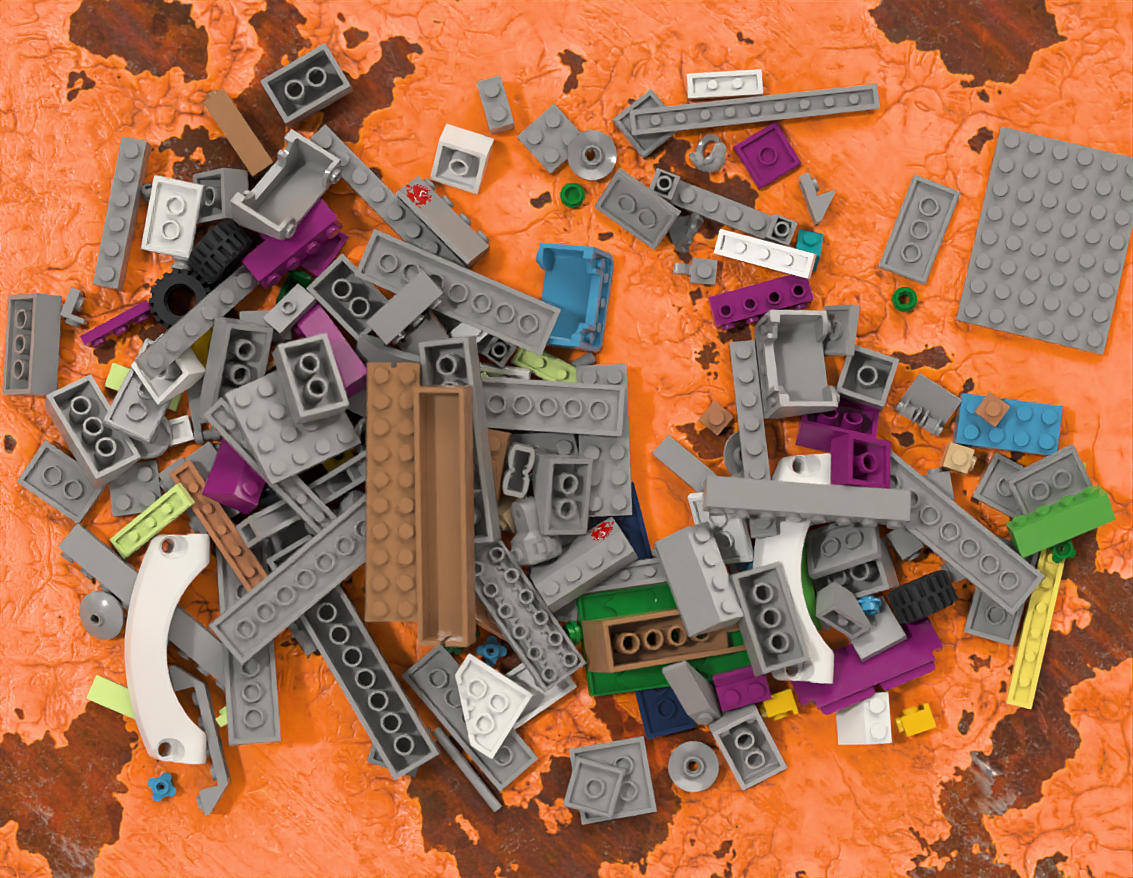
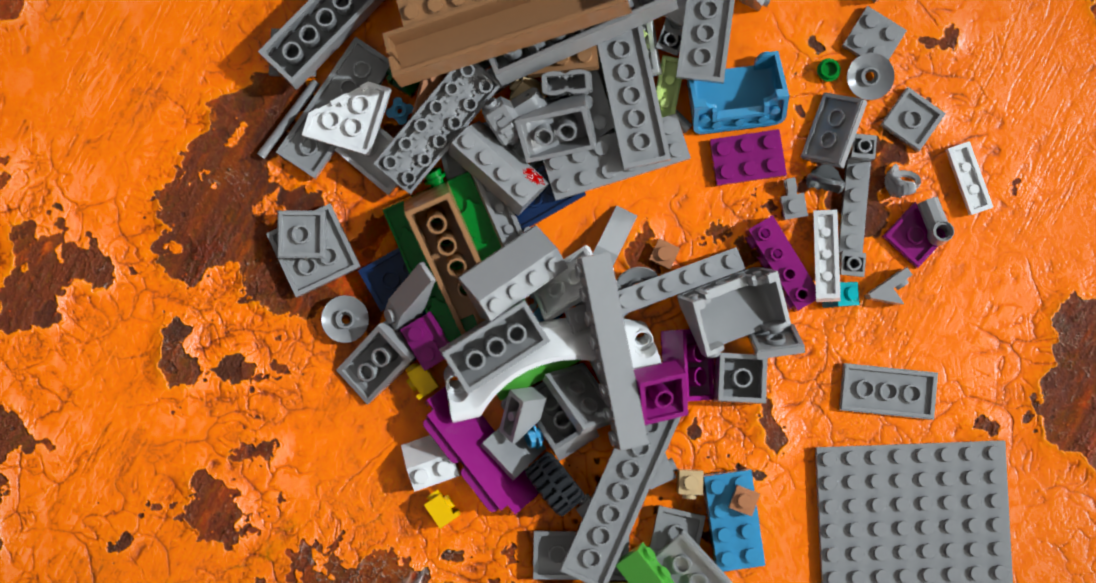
camera: 70 degrees right, 0 degrees up
(639, 304) = (747, 157): none -> magenta plate
(754, 109) = (955, 209): light grey plate -> none
(756, 133) = (935, 218): none -> light grey piece
(903, 544) = (598, 454): light grey brick -> none
(907, 292) = (827, 398): green plate -> none
(927, 404) = (731, 441): light grey hinge -> none

